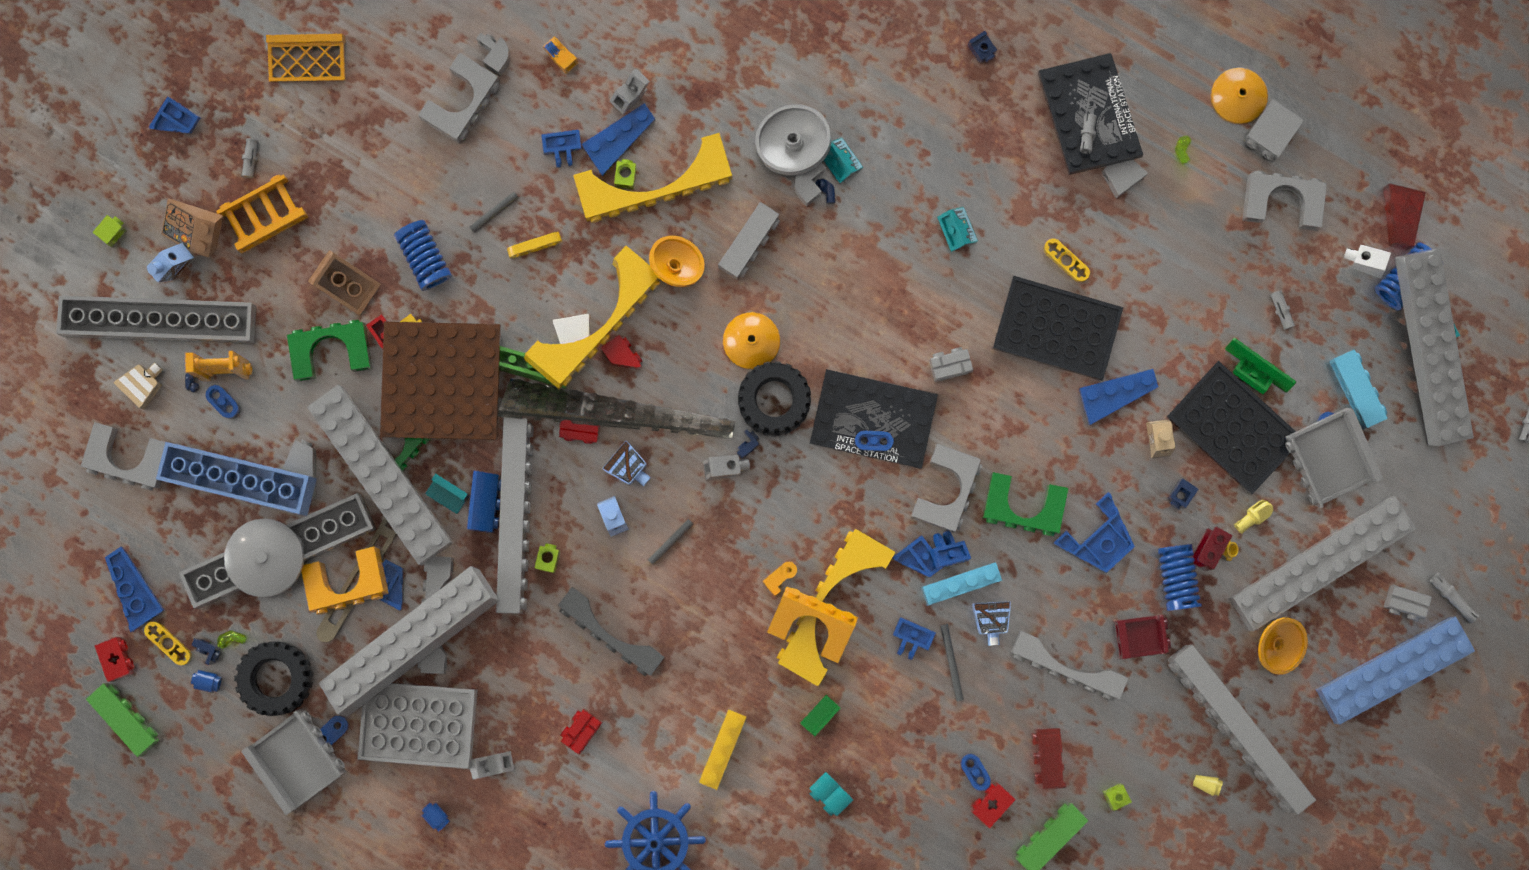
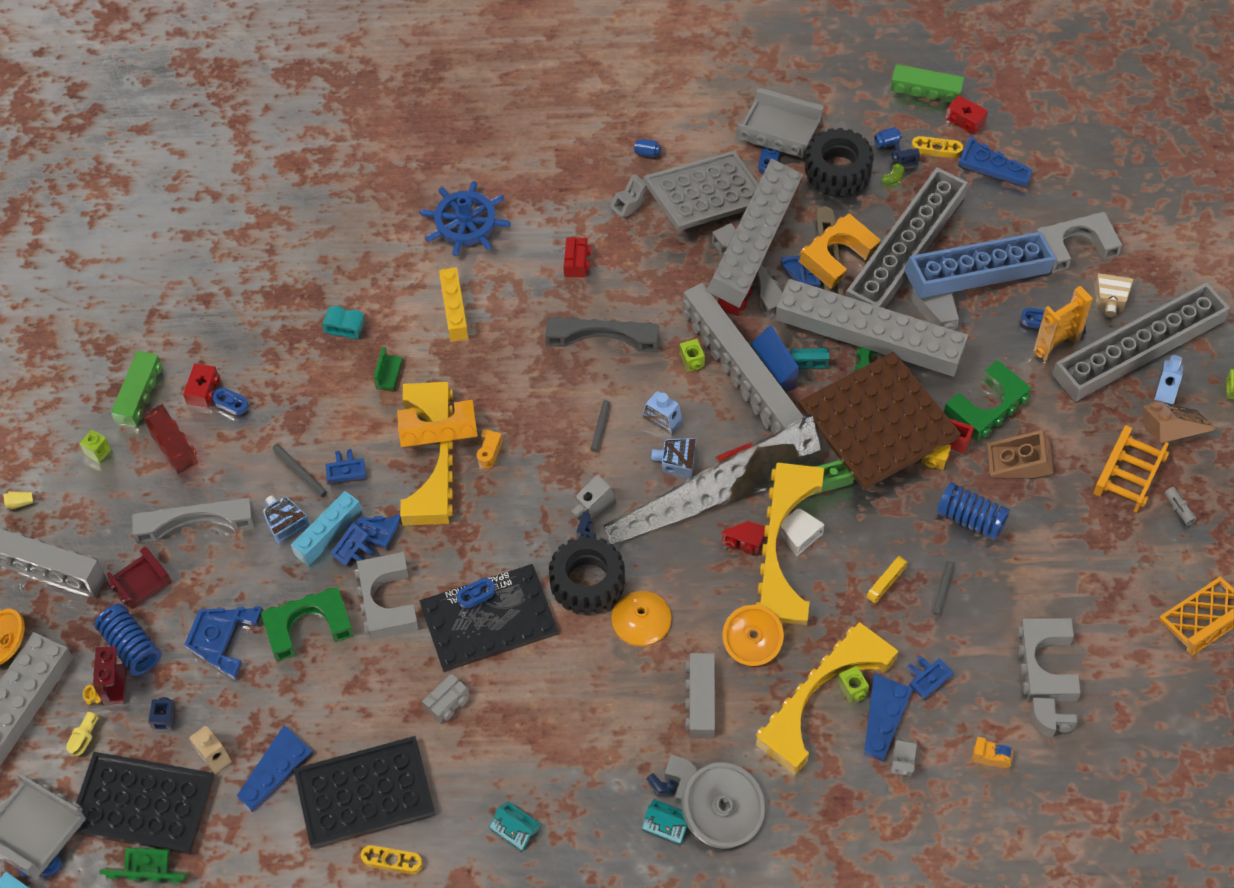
camera: 155 degrees right, 25 degrees down
(264, 557) = (912, 224): light grey dish -> none

